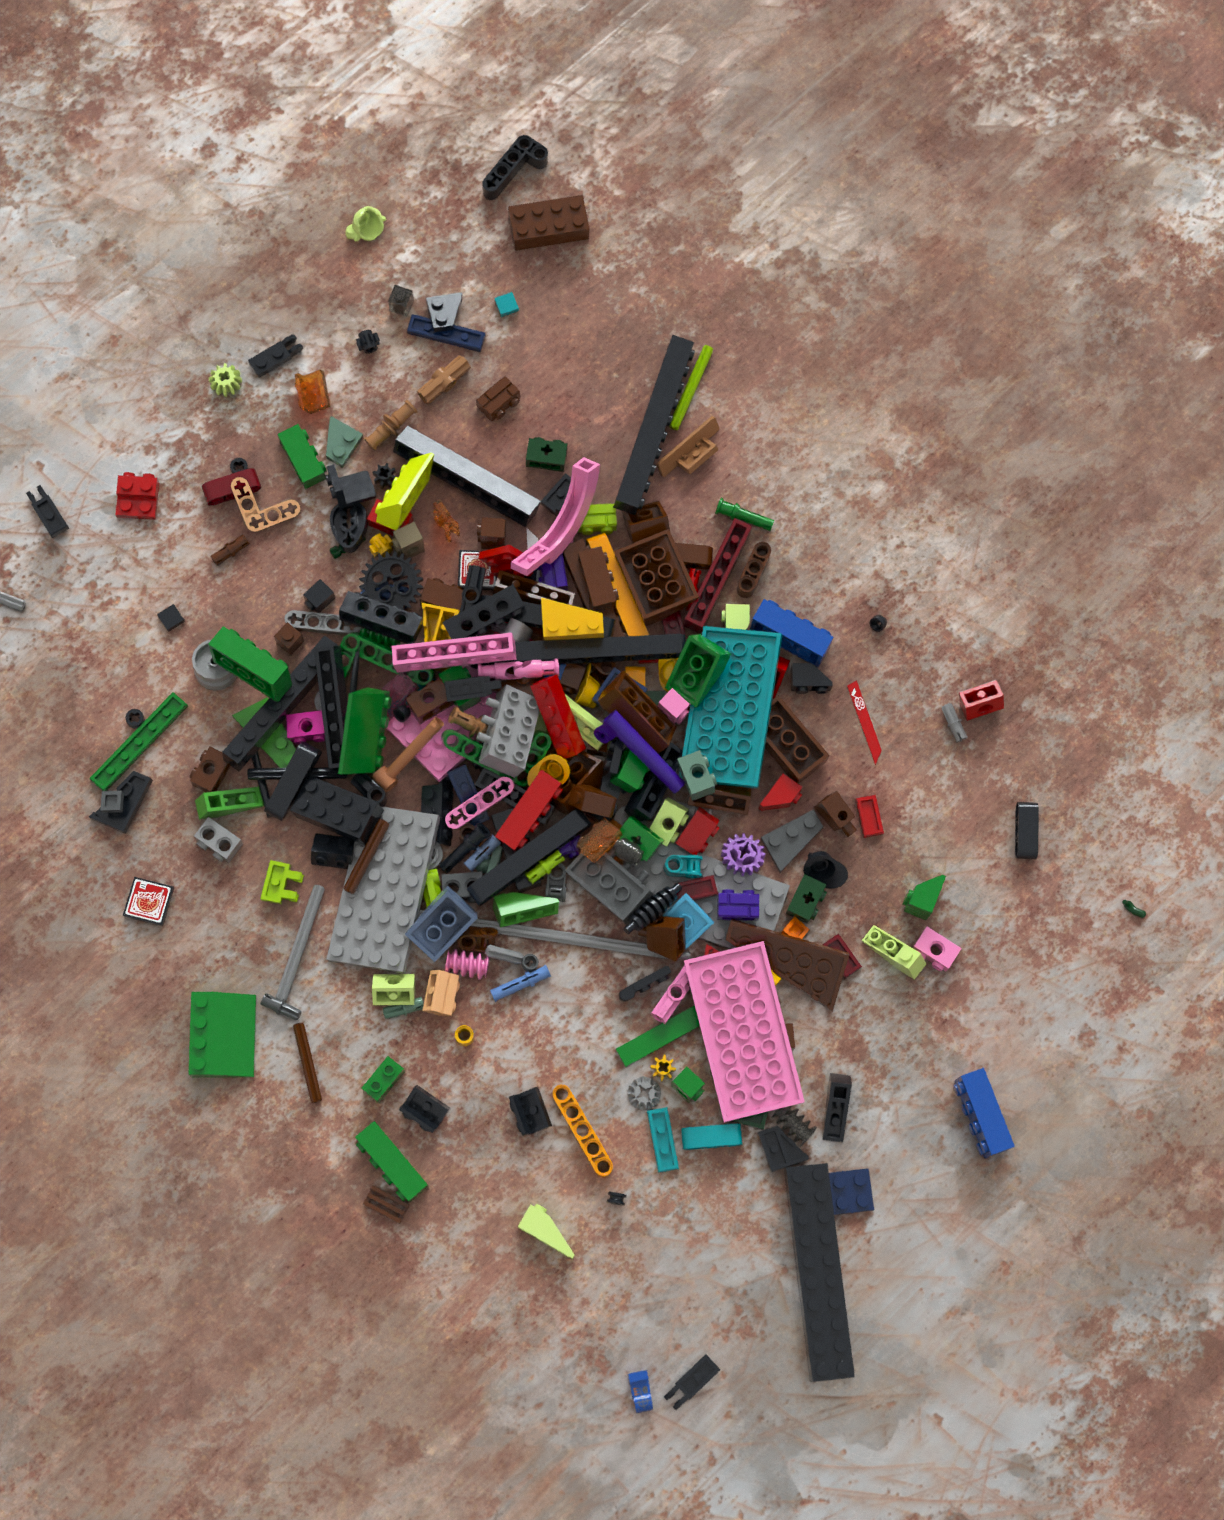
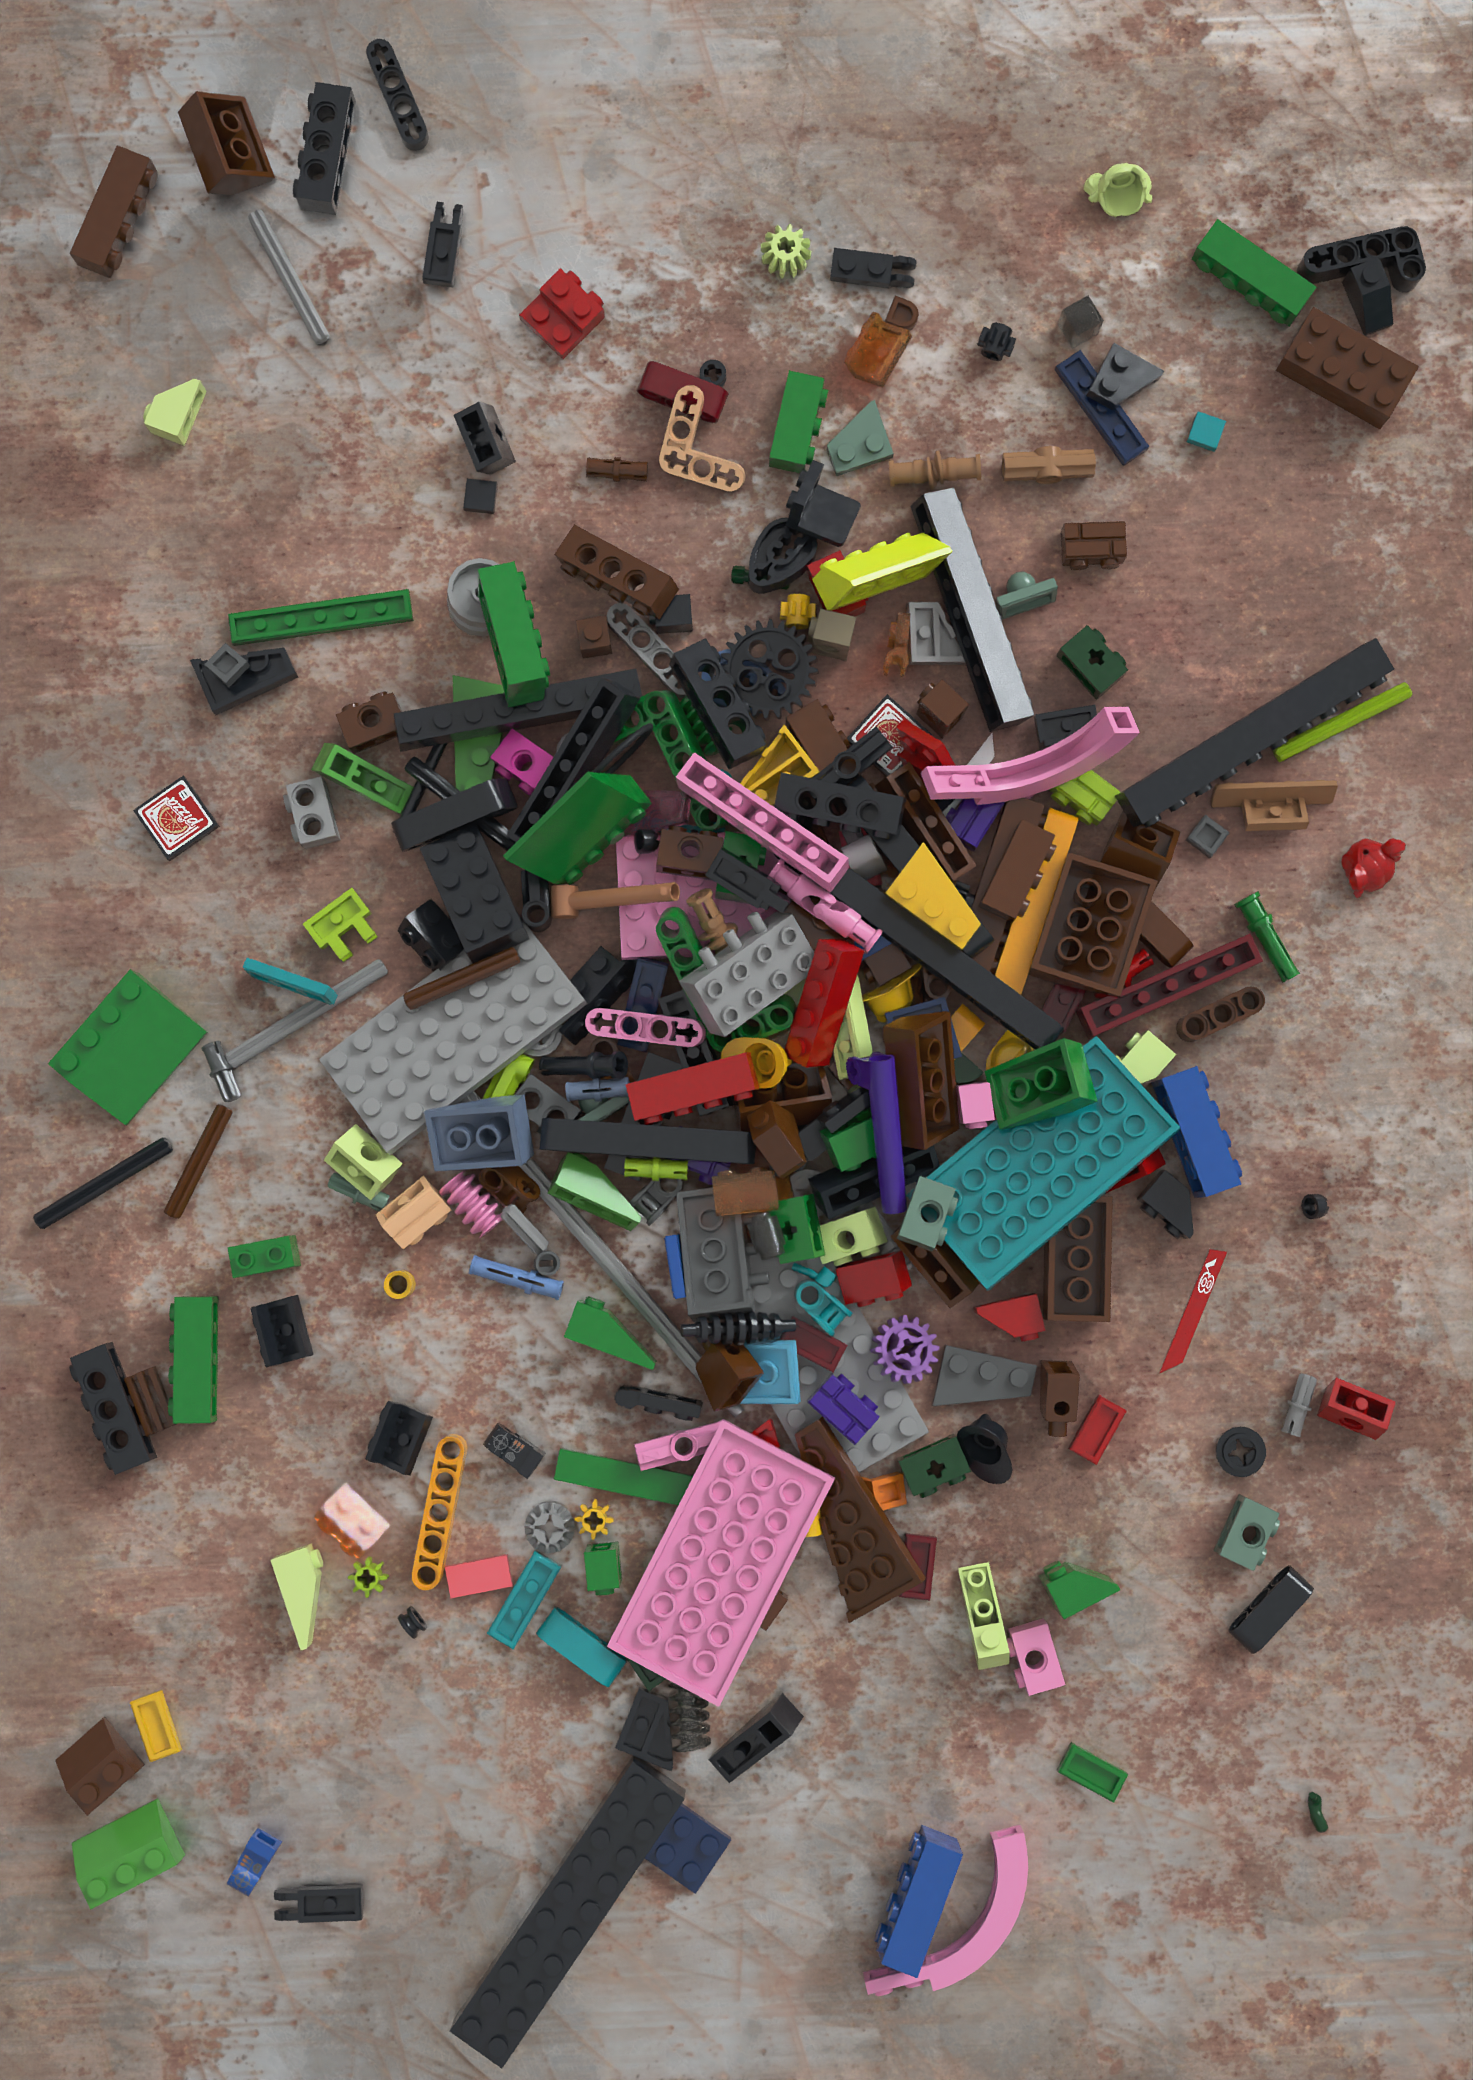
camera: 45 degrees right, 10 degrees up
(135, 712) = (330, 579): black bush -> none
(150, 586) = (484, 438): none -> black brick
(245, 598) = (583, 546): none -> reddish brown brick
(266, 1115) = (102, 1183): none -> black axle
(279, 931) = (290, 981): none -> teal tile
(309, 364) = (902, 313): none -> reddish brown tile
(343, 1203) = (139, 1447): none -> black brick
(381, 479) = (875, 518): black gear -> none
(458, 504) = (931, 637): none -> light grey wing
(465, 213) = (1253, 273): none -> green brick
(486, 449) = (1025, 594): none -> sand green tile
(517, 1411) = (97, 1766): none -> reddish brown slope
(530, 181) = (1370, 296): none -> black slope
(530, 1367) = (155, 1726): none -> yellow tile
(541, 1176) = (351, 1521): none -> clear orange bracket
(570, 1443) = (125, 1853): none -> bright green slope
(574, 1200) = (362, 1583): none -> lime gear
(588, 969) = (603, 1331): none -> green slope
(593, 1068) = (514, 1450): none -> black leg
(597, 906) = (675, 1264): none -> blue tile
(629, 1147) = (478, 1576): none -> coral tile
(673, 850) = (824, 1277): none -> teal hand
(674, 492) = (1207, 836): none -> dark grey tile
(767, 442) = (1371, 870): none -> red hair
(955, 768) = (1252, 1459): none -> black gear
(980, 814) = (1231, 1542): none -> sand green brick
(1012, 982) = (1092, 1772): none -> green tile
(1031, 1104) = (983, 1936): none -> bright pink arch

